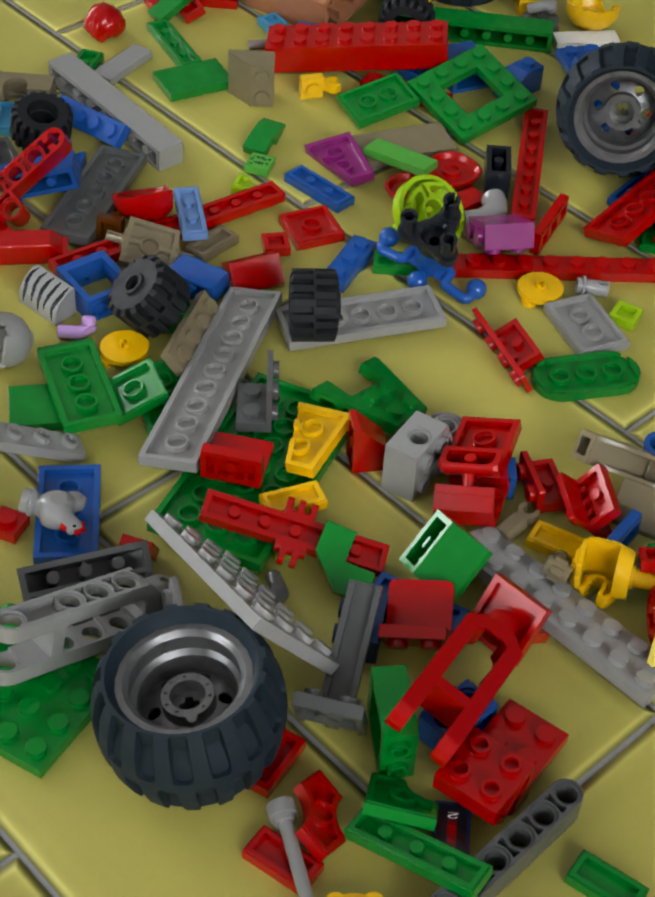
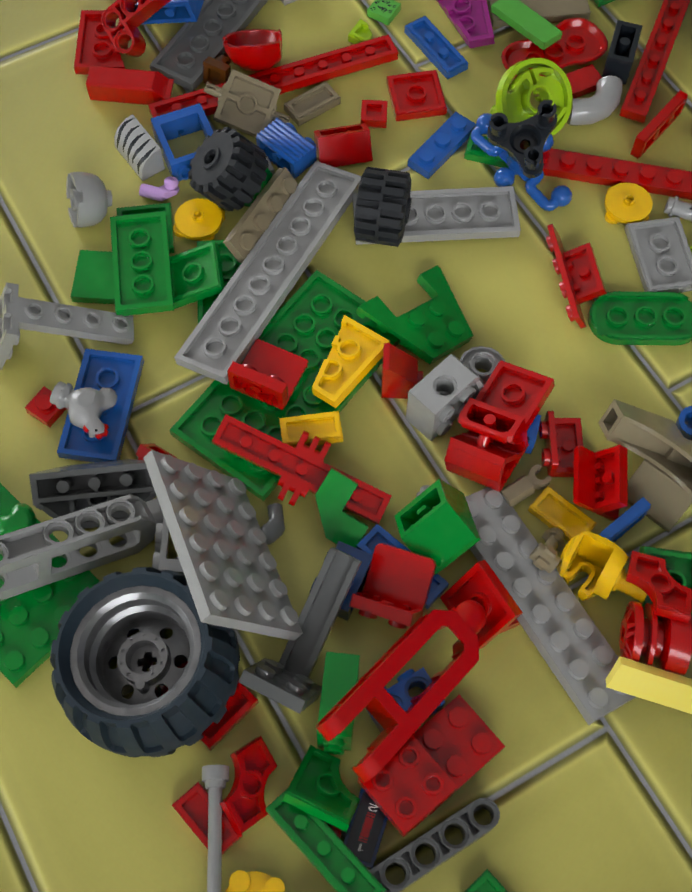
camera: 15 degrees right, 20 degrees up
(190, 213) = (296, 67): medium blue tile -> none
(255, 403) = (303, 309): dark grey bracket -> none
(500, 233) = (603, 133): magenta brick -> none

